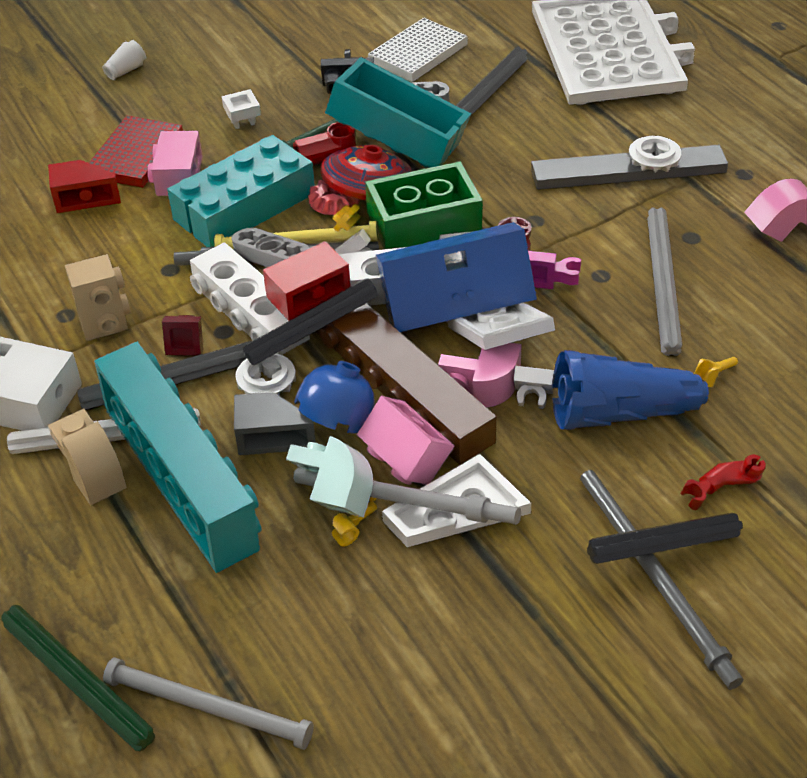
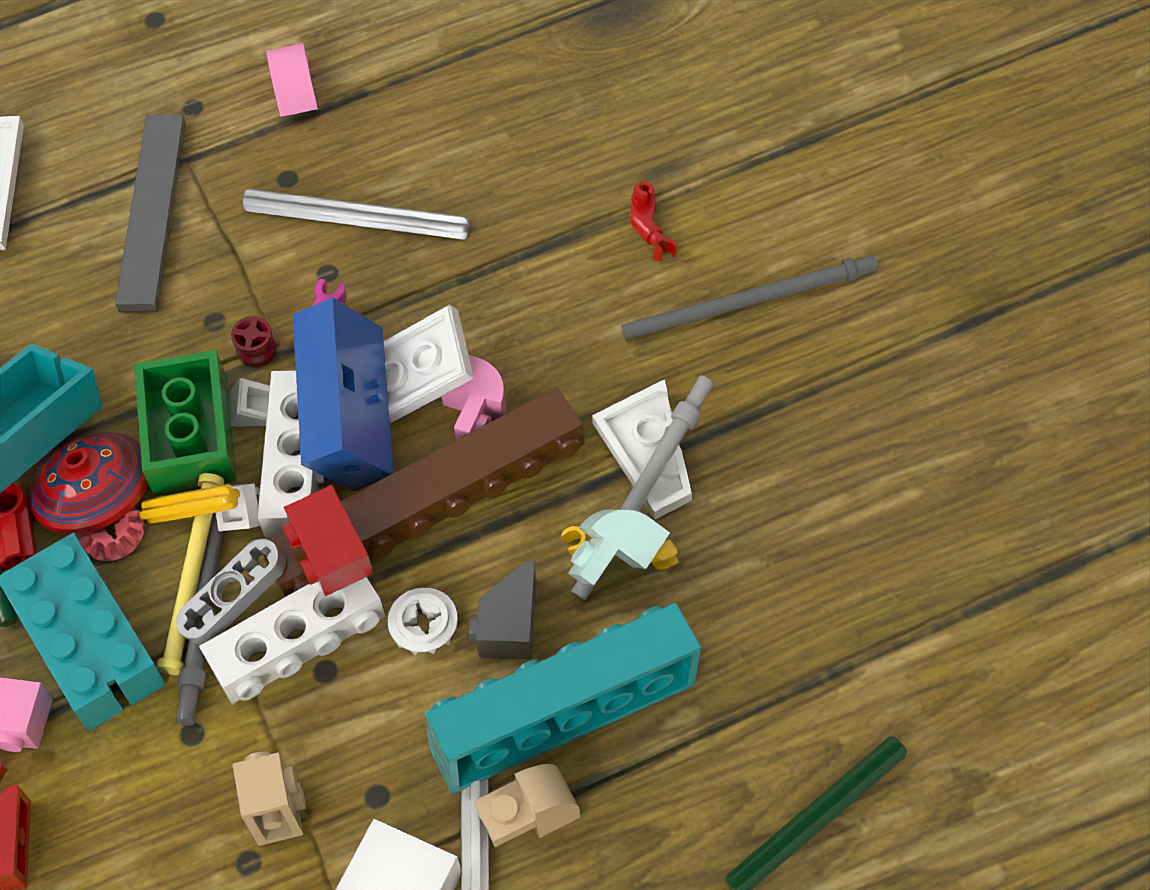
camera: 80 degrees left, 15 degrees up
(178, 371) = (398, 731): dark grey axle -> none
(182, 335) = (340, 706): dark red tile -> none
(300, 733) = (818, 774): light grey bar -> none
(310, 321) = (378, 551): black axle -> none
(336, 396) = (500, 536): blue cylinder -> none
(404, 441) = (568, 479): bright pink brick -> none
(533, 380) = (497, 350): white tile -> none
(608, 390) = (533, 287): blue cone -> none
(664, 538) = (723, 279): black axle -> none
(667, 153) = (147, 165): white gear -> none
(709, 370) = (506, 199): yellow hand -> none

